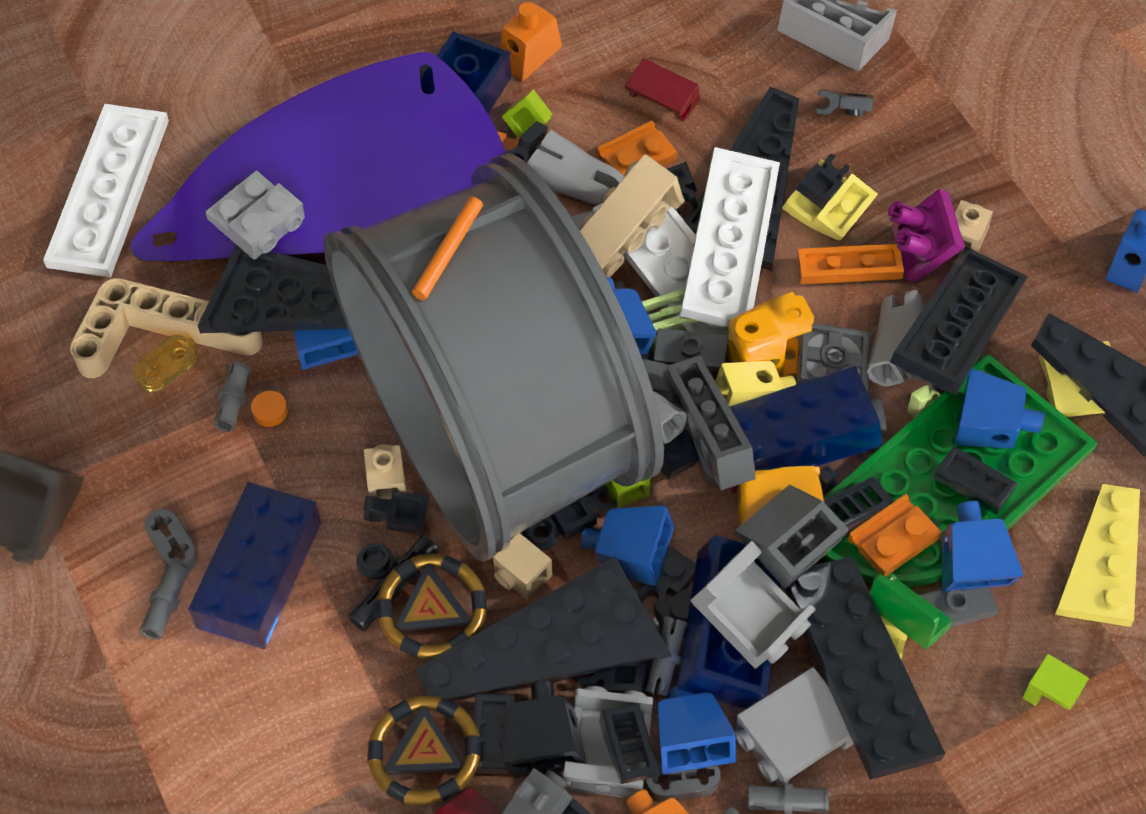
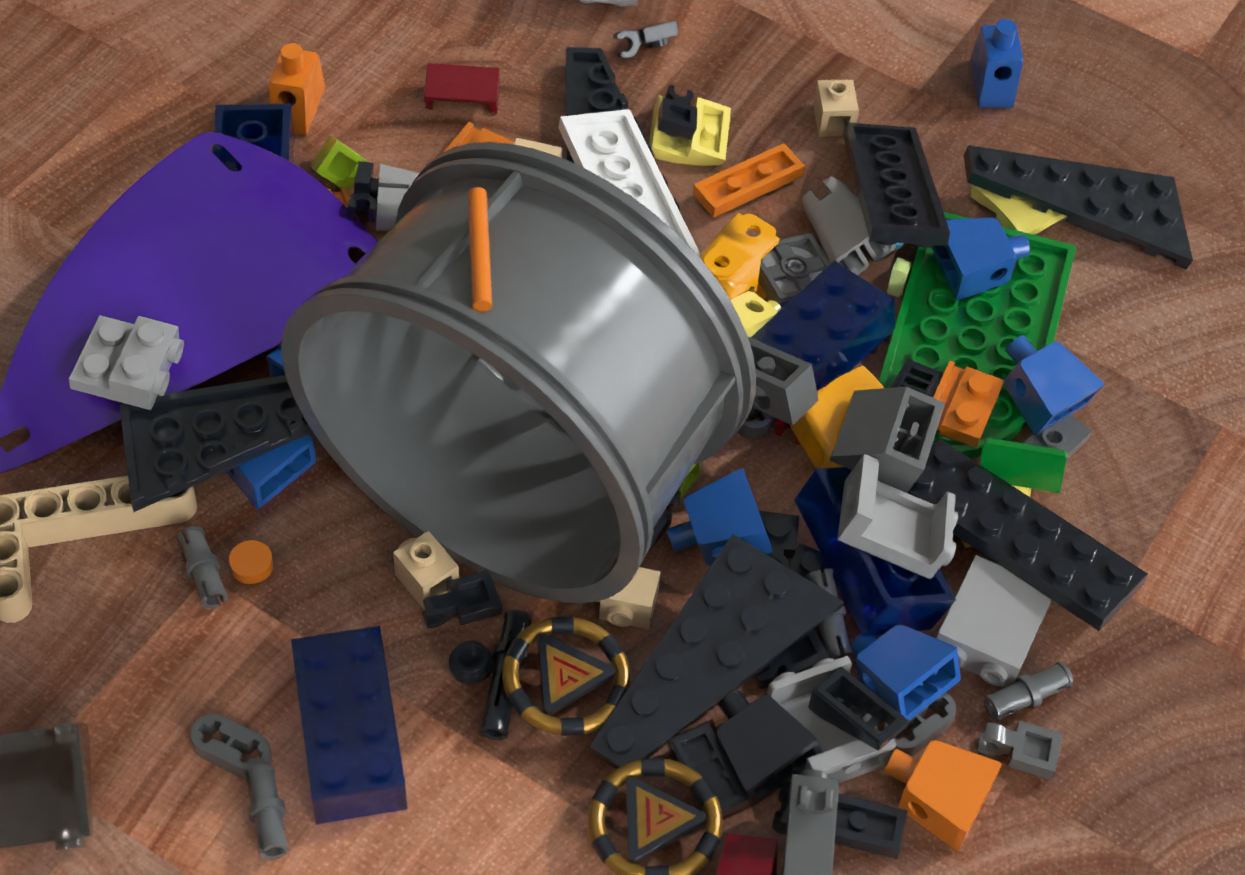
camera: 35 degrees left, 5 degrees down
(164, 363) = (100, 568): clear yellow plate -> none
(925, 234) = (807, 122): magenta plate -> none
(975, 480) = (1000, 321): black plate -> none
(1056, 683) = (1186, 467): lime panel -> none
(1105, 565) = (1153, 355): light yellow wing -> none

